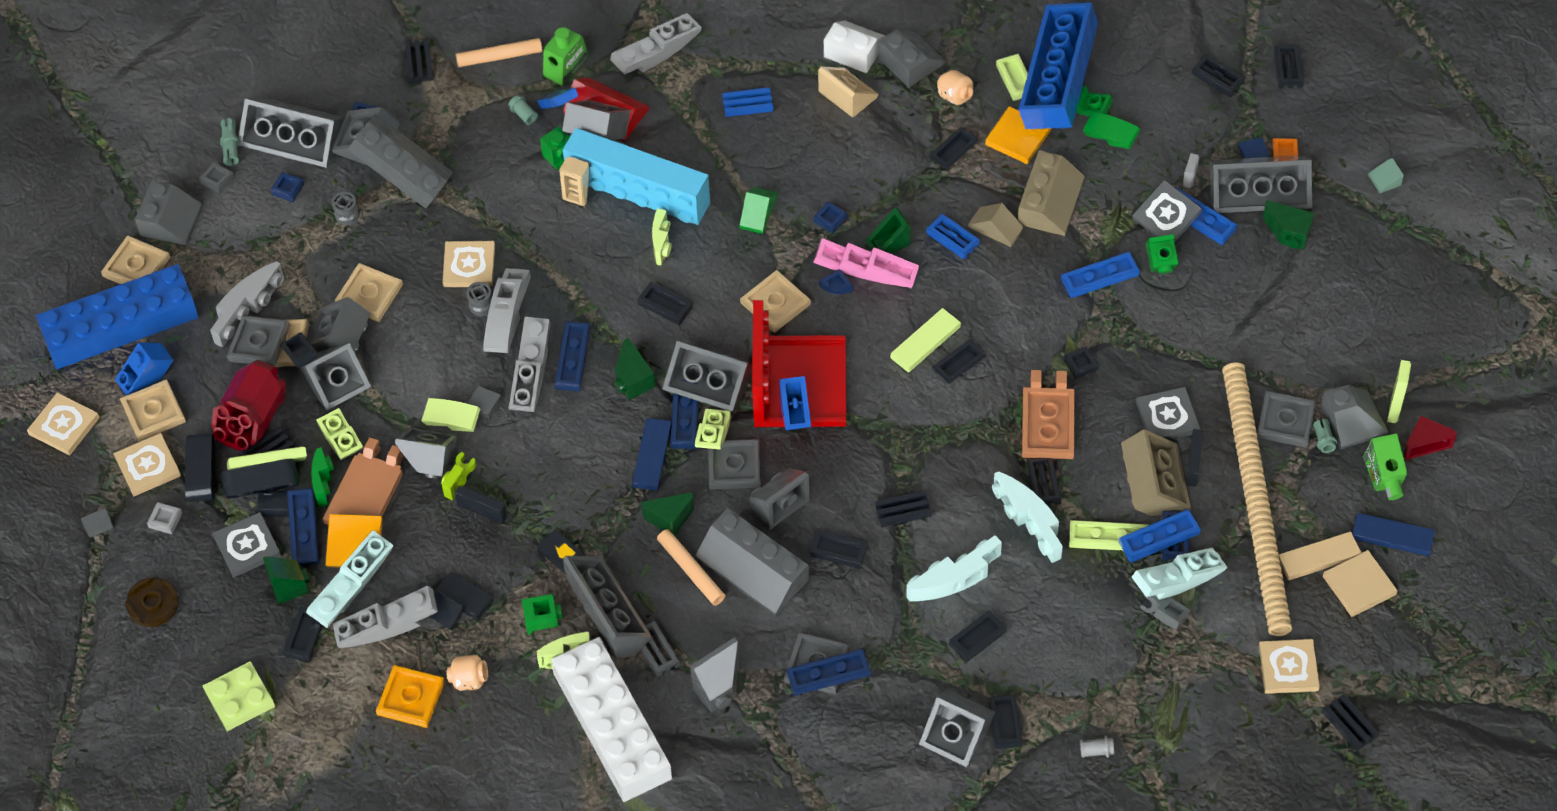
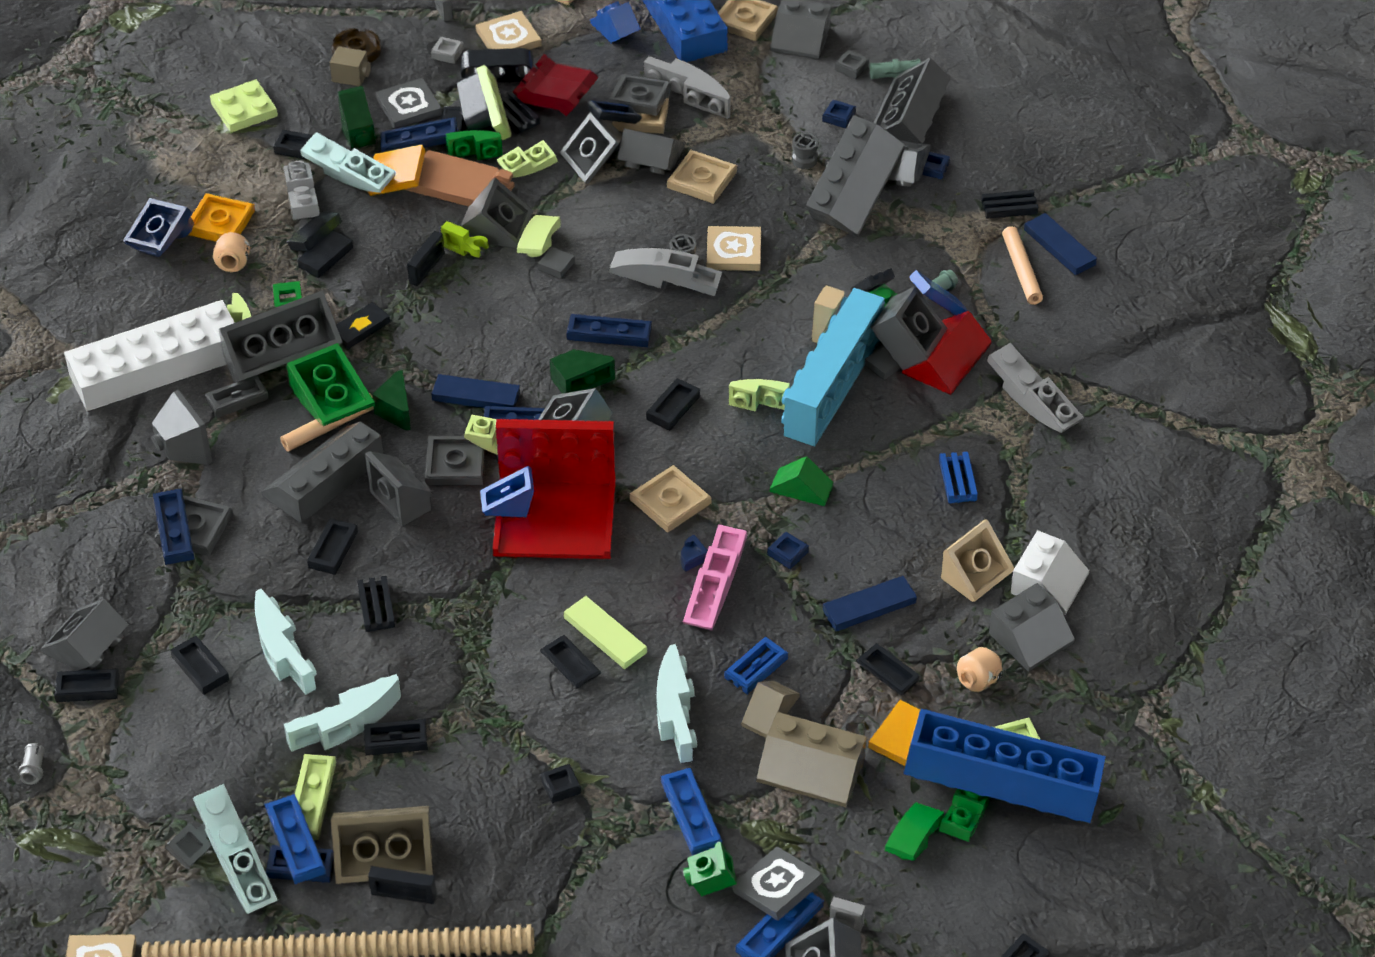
camera: 90 degrees right, 10 degrees down
(152, 410) = (571, 36): tan tile -> none
(191, 599) = (349, 66): none -> dark tan brick
(435, 739) = (158, 227): none -> dark blue slope
(471, 26) = (1060, 244): none -> dark blue tile
(530, 148) = (873, 282): none -> black tile
(530, 365) = (584, 293): light grey slope -> none
(563, 55) = (1014, 309): bright green torso -> none
(661, 560) = (328, 385): none -> green slope
(886, 161) = (869, 603): none -> dark blue tile
(891, 234) = (754, 601): dark green slope -> none
(992, 288) = (674, 702): none -> light aqua slope
(1048, 419) = (480, 739): nougat tile -> none
(1168, 413) = (473, 867): dark grey tile -> none

